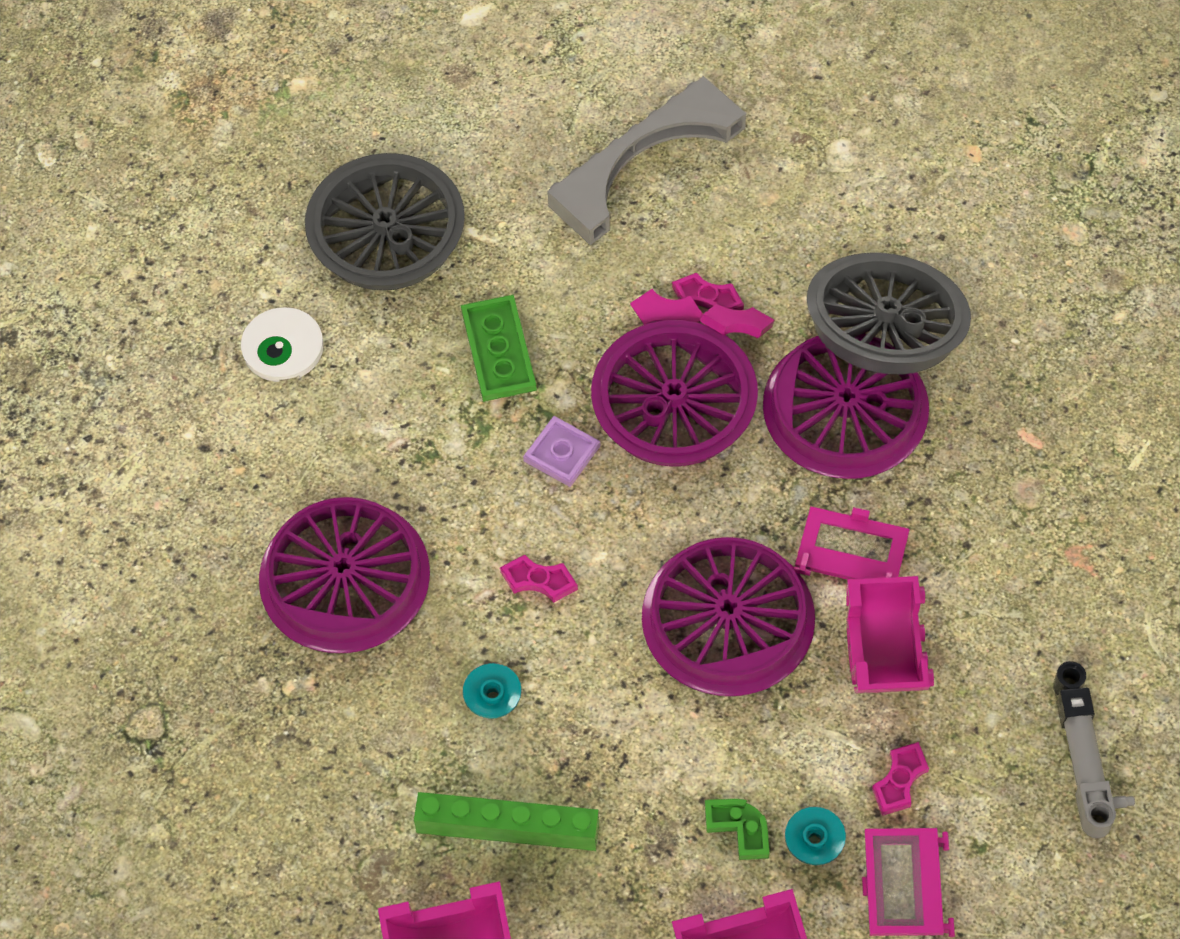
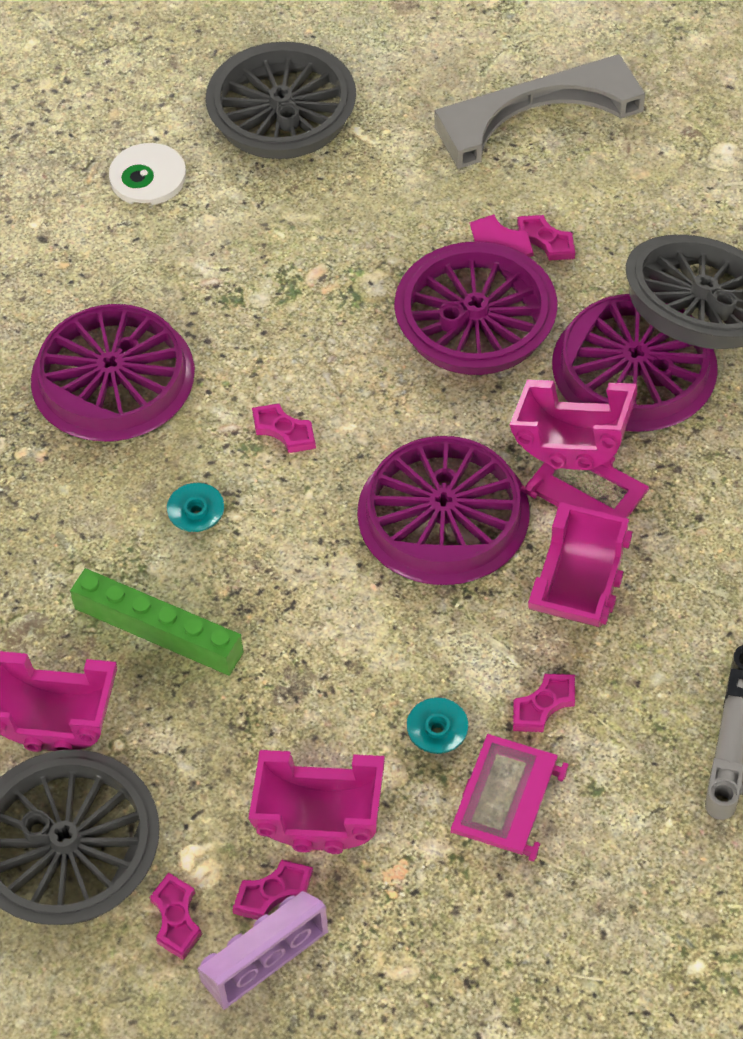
camera: 20 degrees right, 5 degrees down
(498, 348) = (334, 227): bright green plate -> none
(561, 451) = (353, 328): lavender tile -> none
(739, 816) = (375, 689): bright green plate -> none
(742, 321) = (550, 259): dark pink tile -> none
(824, 496) = (571, 432): none -> dark pink cylinder

